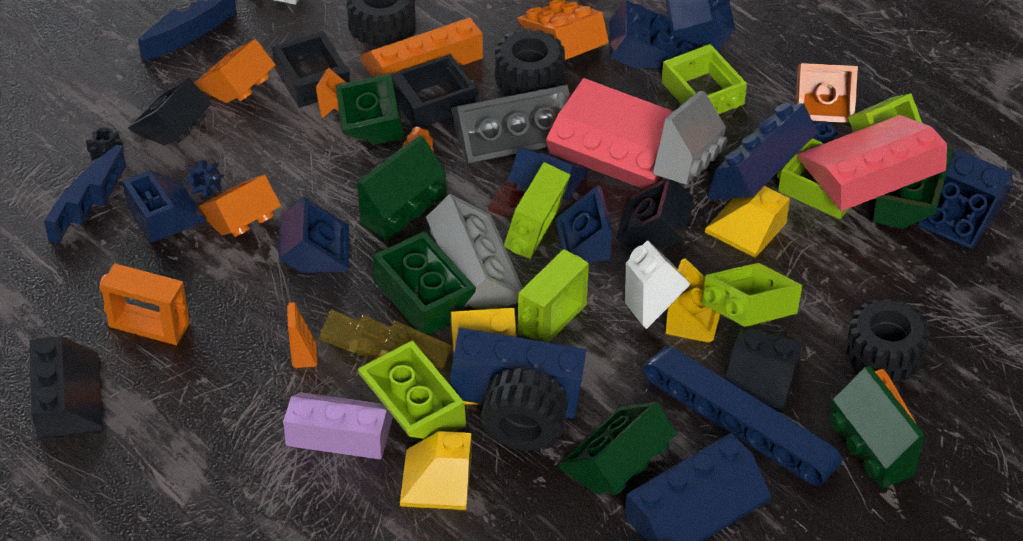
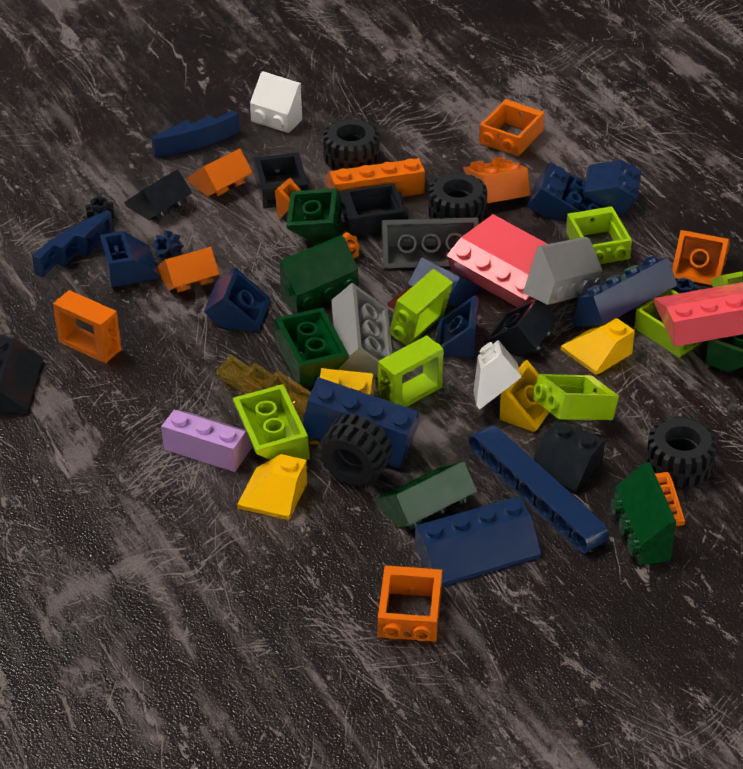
camera: 15 degrees right, 5 degrees down
(302, 343) = (199, 373): orange slope -> none

